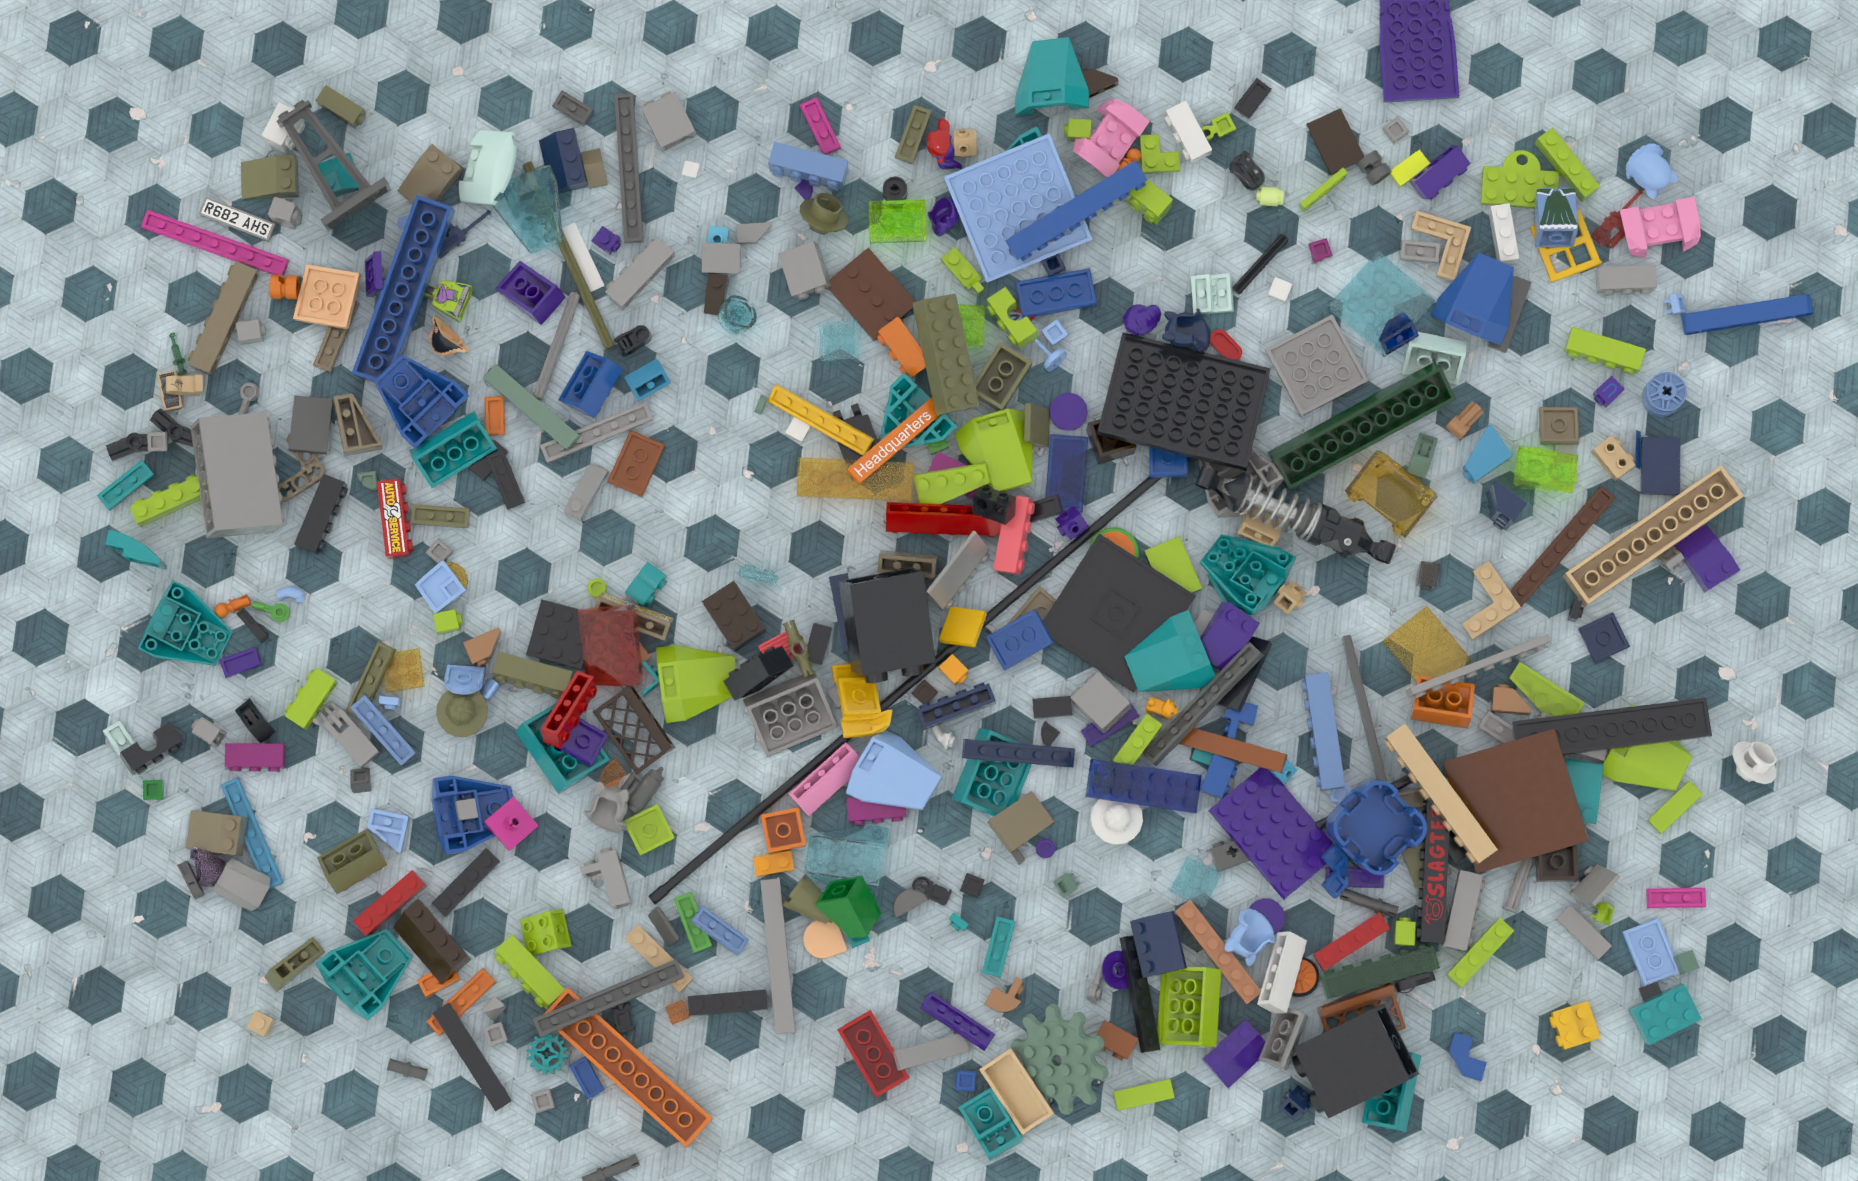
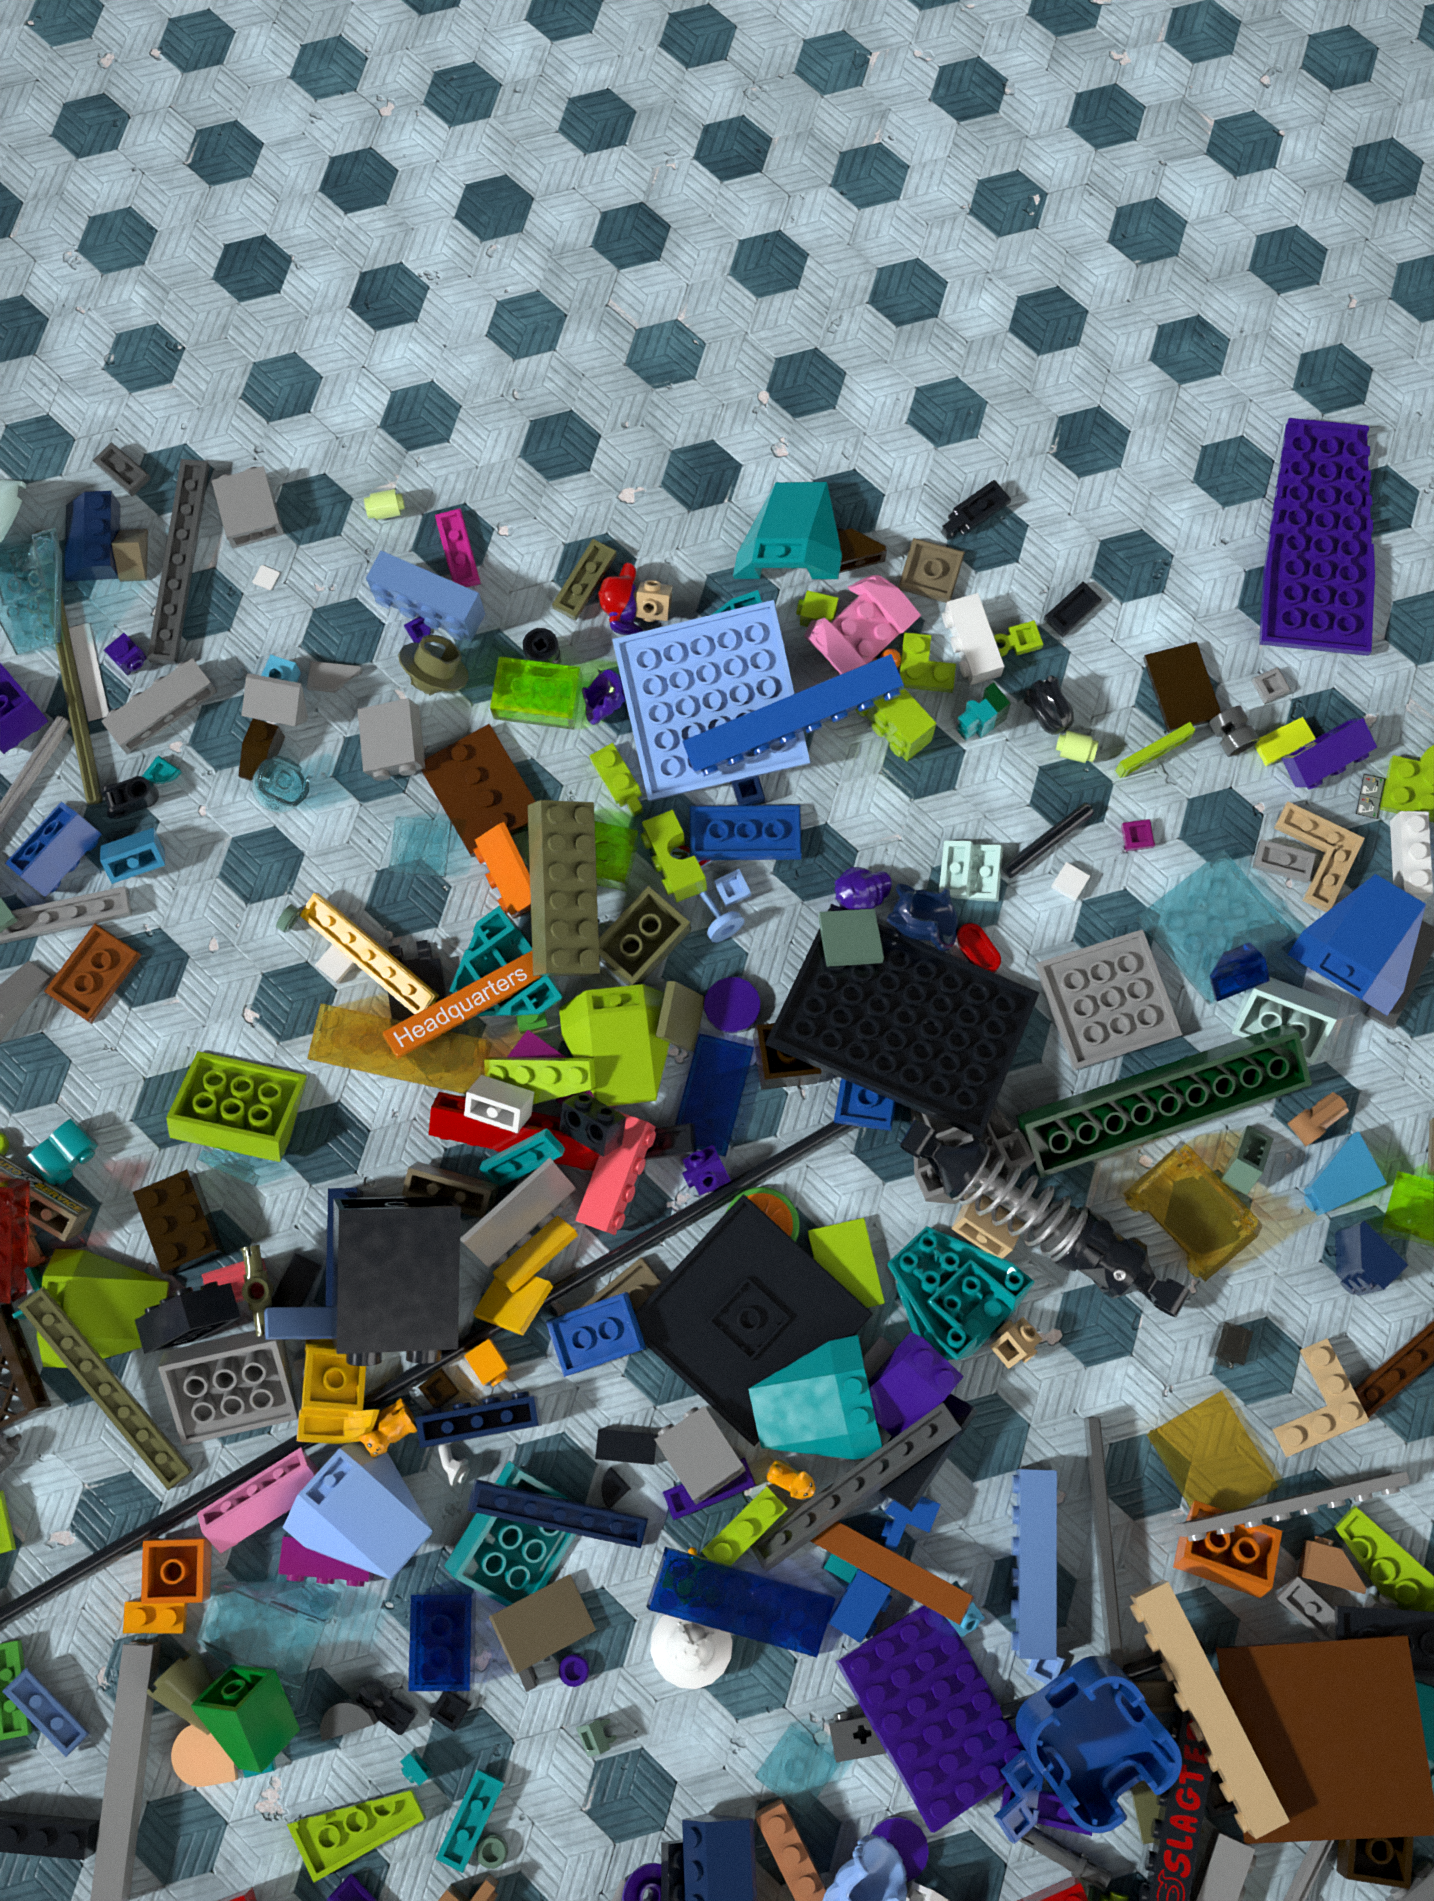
camera: 10 degrees right, 5 degrees down
(650, 318) = (161, 771): none -> teal tile
(713, 727) = (105, 1388): none -> olive tile
(754, 534) = (236, 1106): none -> lime slope
(763, 103) = (384, 504): none -> yellowish green brick
(829, 664) = (298, 1323): none -> medium blue tile
(901, 719) = (390, 1427): none -> light orange animal
(921, 970) = (347, 1833): none -> lime wing
(930, 502) = (499, 1103): none -> white brick
(951, 535) = (522, 1158): none -> teal plate
(960, 843) = (442, 1641): none -> clear blue brick
(971, 595) = (535, 1254): none -> yellow tile
(1015, 963) = (492, 1851): none -> sand green tile
(1139, 353) = (850, 937): none -> sand green tile
(1151, 87) = (931, 570): none -> dark tan tile
(1175, 38) = (975, 510): none -> black hinge
(1203, 187) = (983, 716): none -> teal hips
(1472, 196) = (1370, 796): none -> light grey sticker

